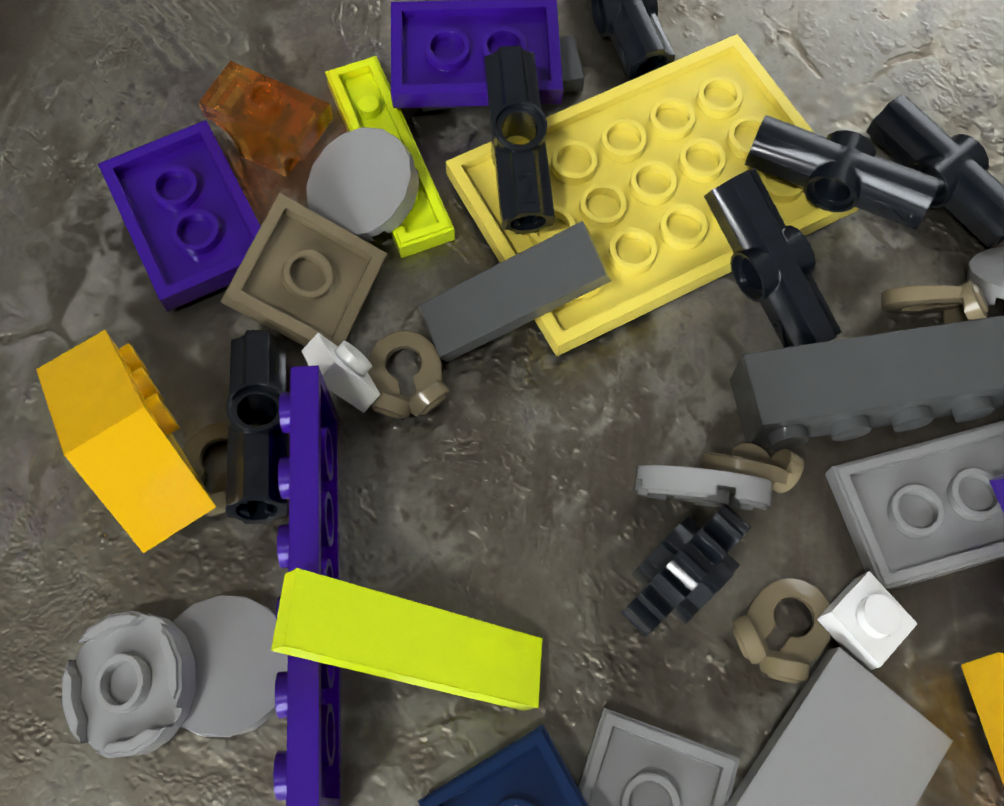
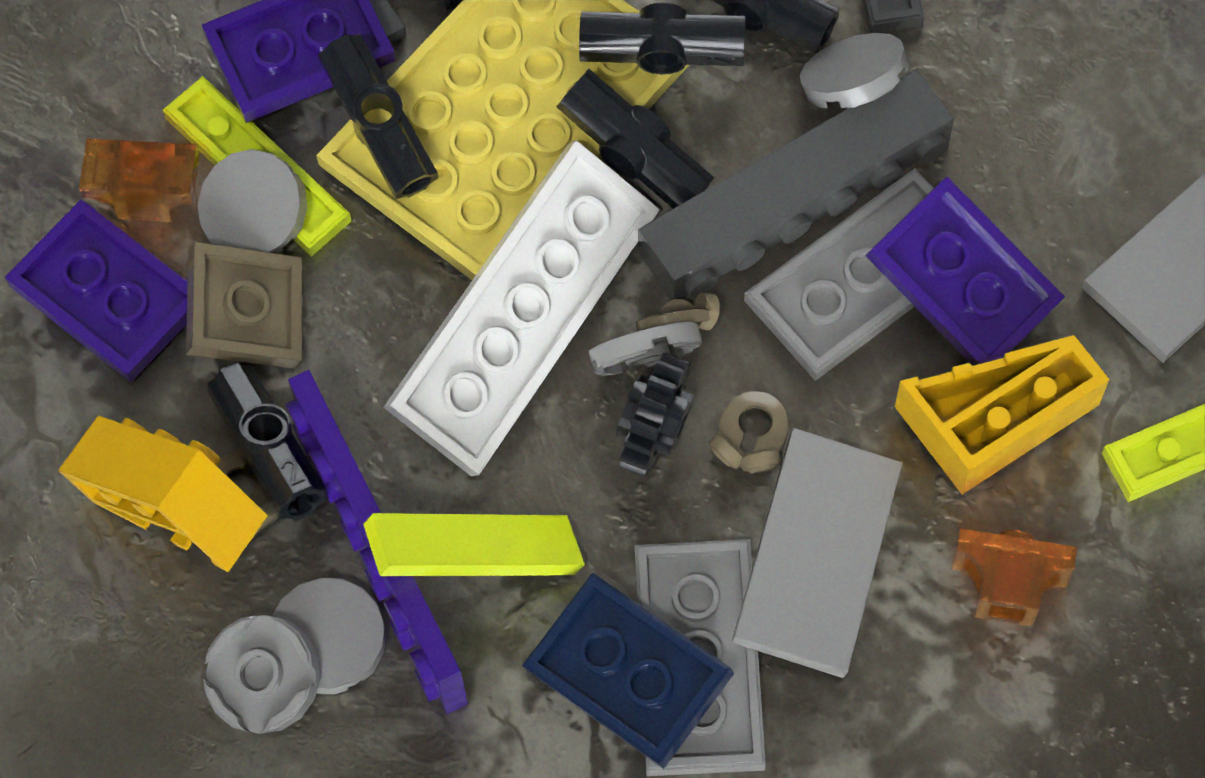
camera: 20 degrees left, 0 degrees up
(343, 370) = (321, 366): white plate -> none
(428, 381) = (353, 373): dark tan piece -> none
(514, 292) = (428, 250): dark grey tile -> none
(581, 393) = (521, 309): none -> white plate
(867, 621) = (811, 401): white plate -> none
(955, 302) = (802, 112): dark tan piece -> none

